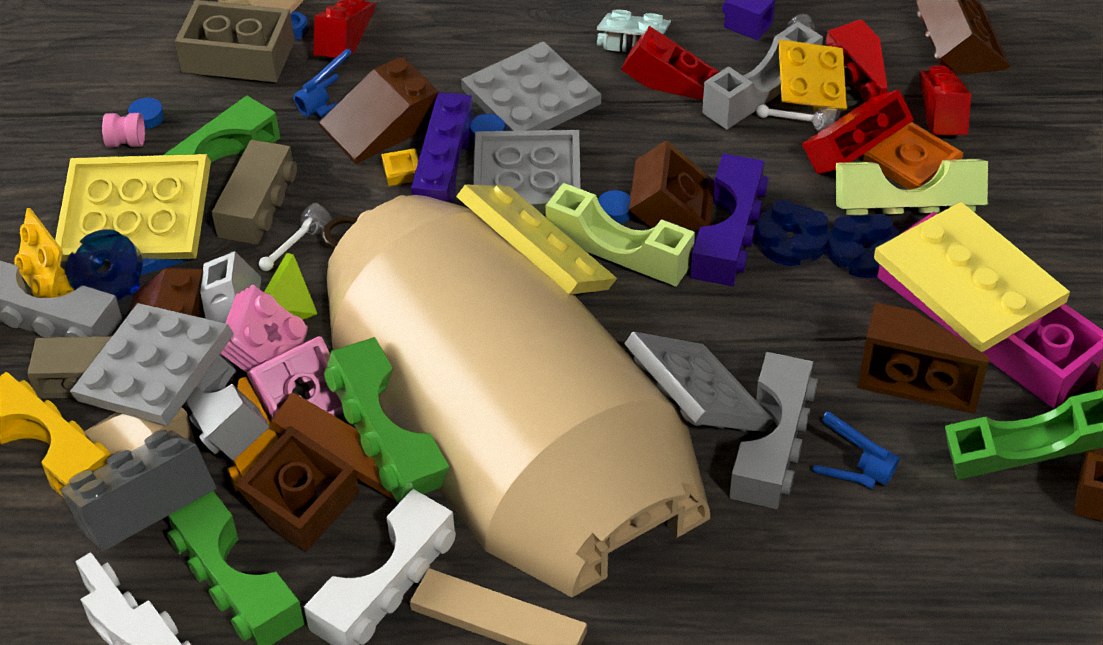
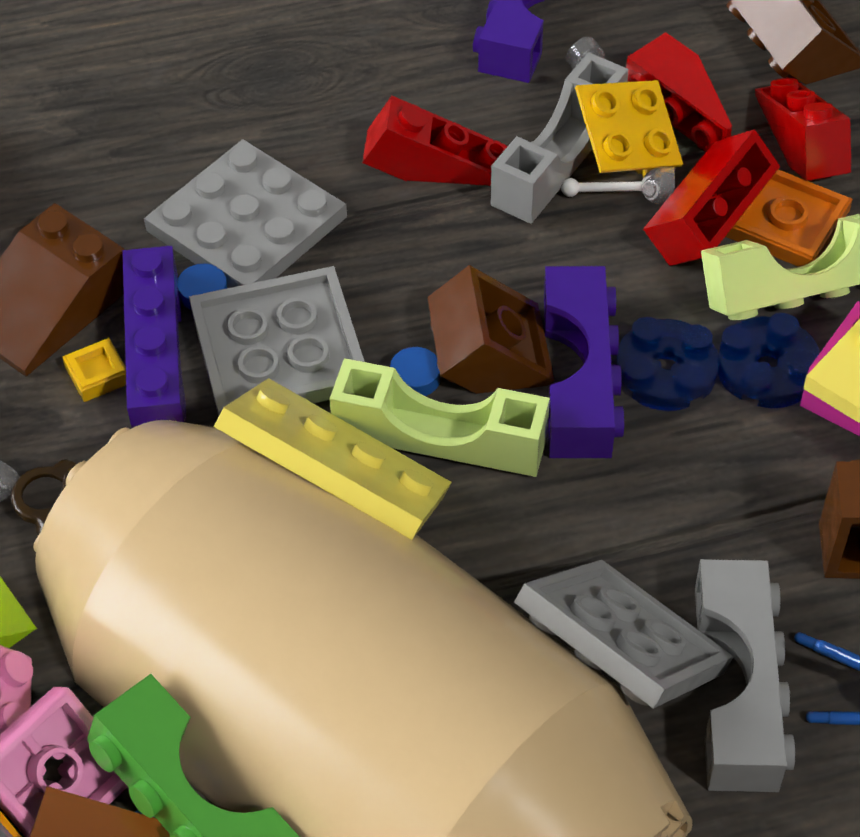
camera: 15 degrees left, 5 degrees up
(622, 22) = (341, 93): light aqua hinge -> none

